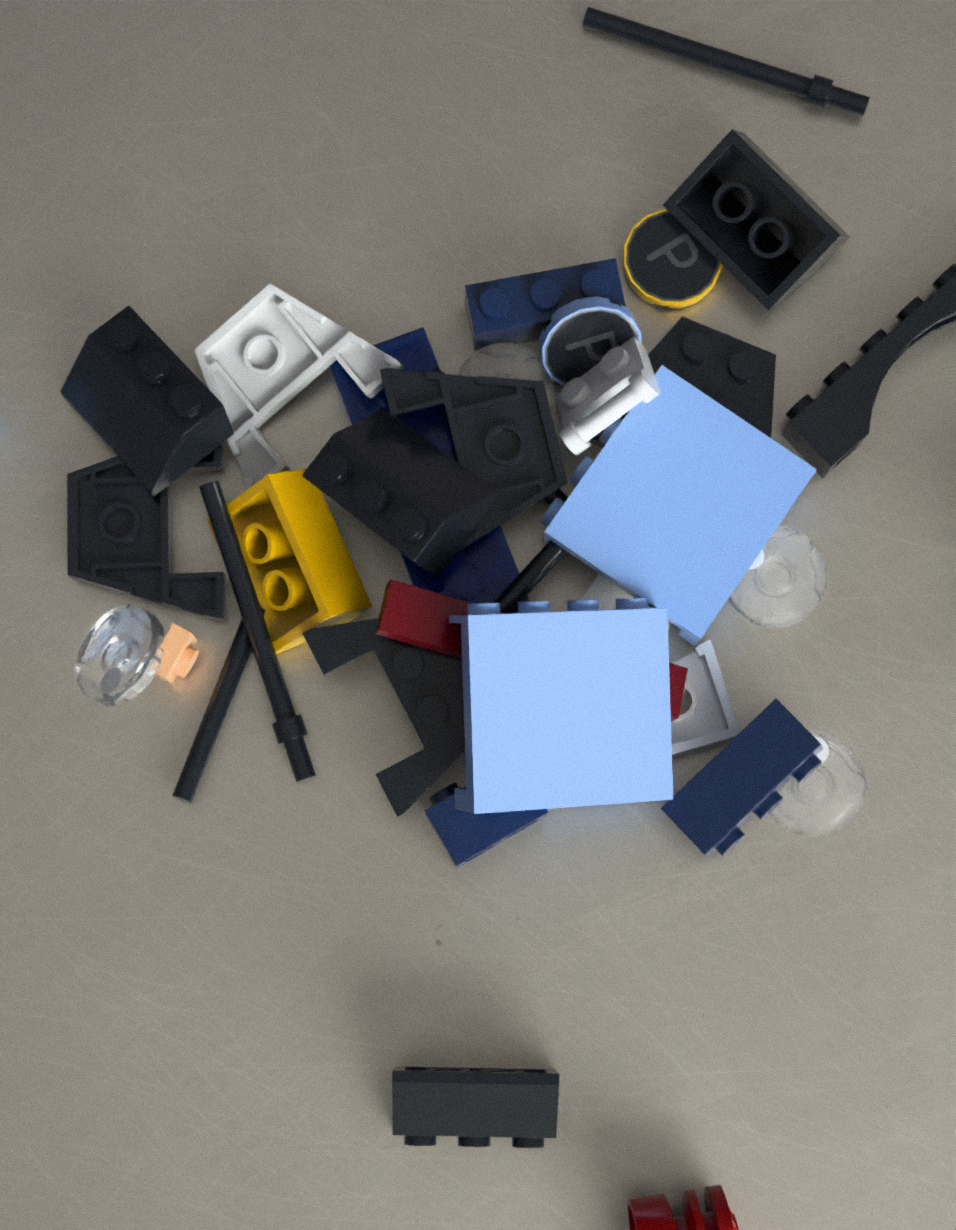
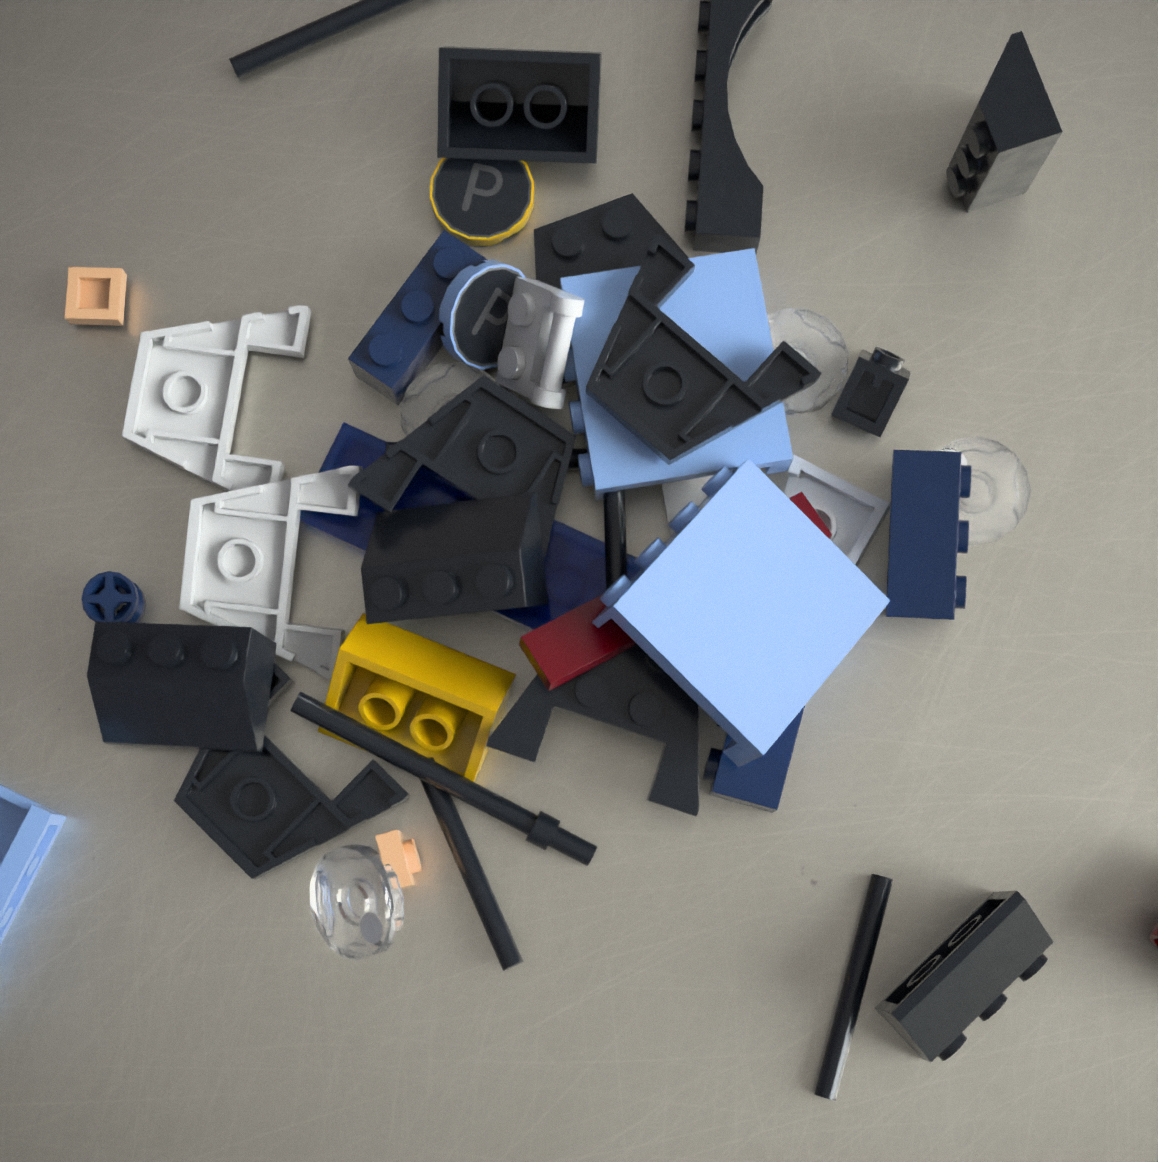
camera: 40 degrees left, 0 degrees up
(150, 294) = (102, 598): none -> dark blue wheel
(341, 87) = (95, 296): none -> light nougat plate
(345, 209) = (190, 393): none -> white wing
(395, 1037) = (853, 987): none -> black bar
(662, 503) = (667, 382): none -> black wing
(808, 647) = (872, 390): none -> black bracket

